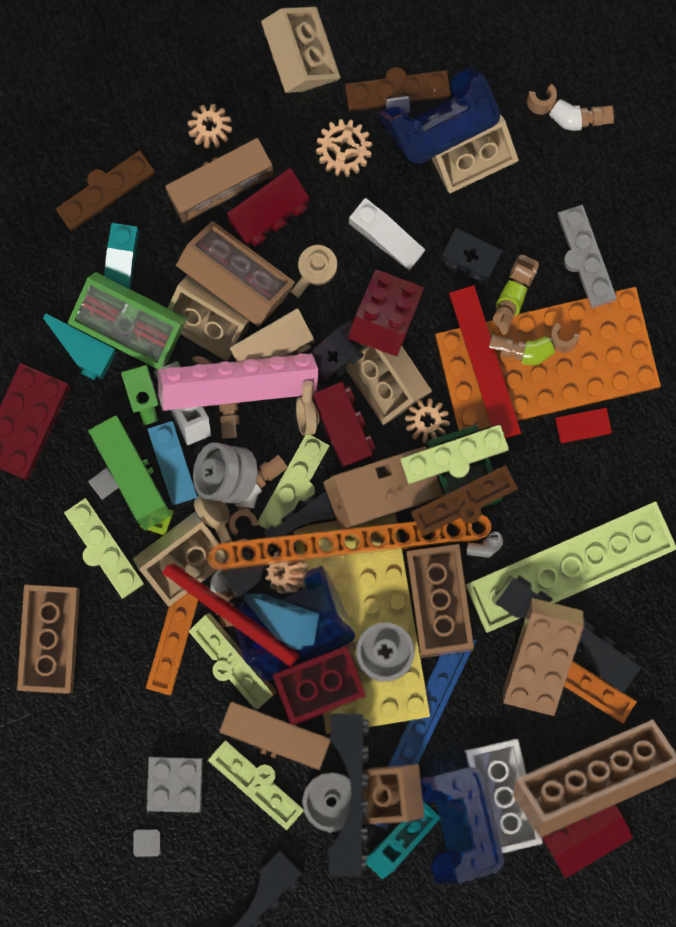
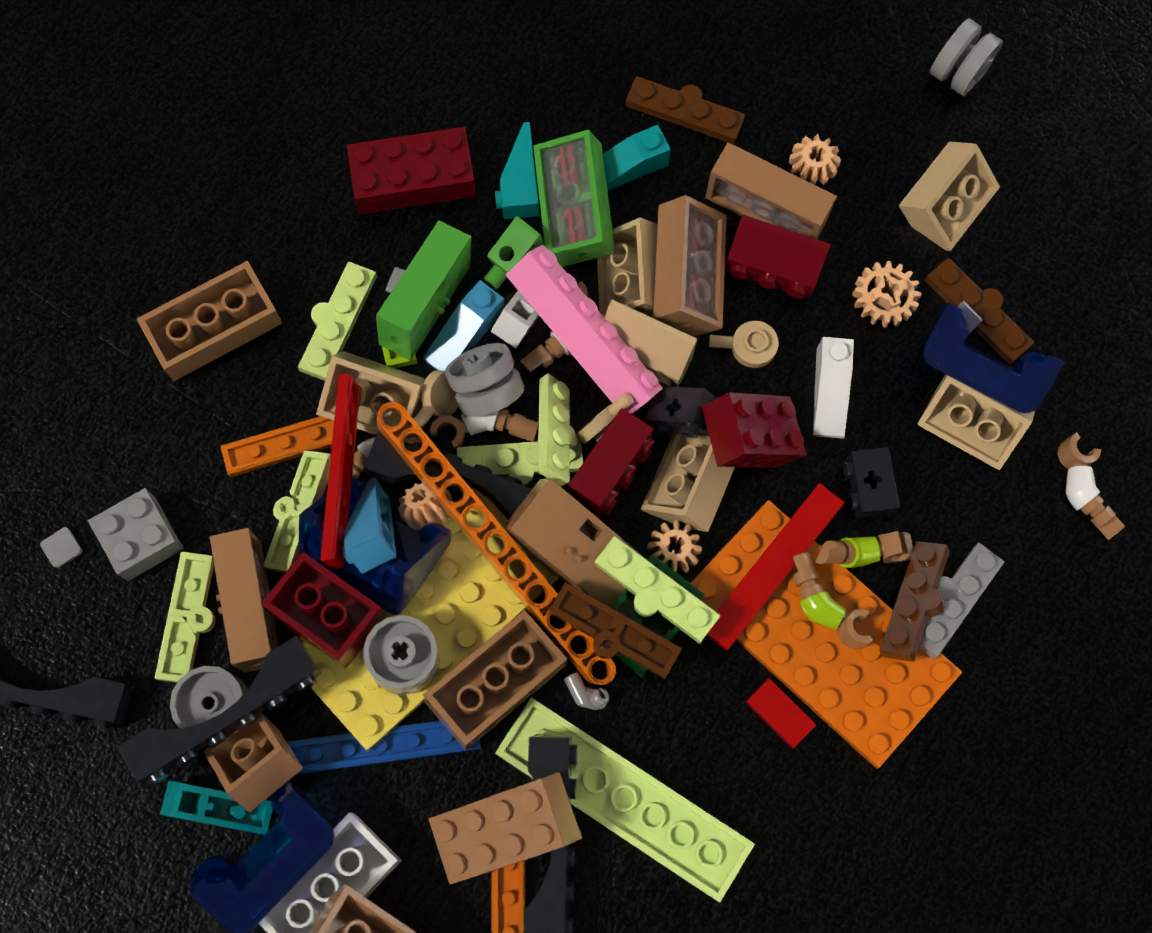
camera: 55 degrees right, 10 degrees down
(294, 448) = (554, 433): none -> yellowish green hinge
(571, 285) = (916, 601): none -> reddish brown hinge

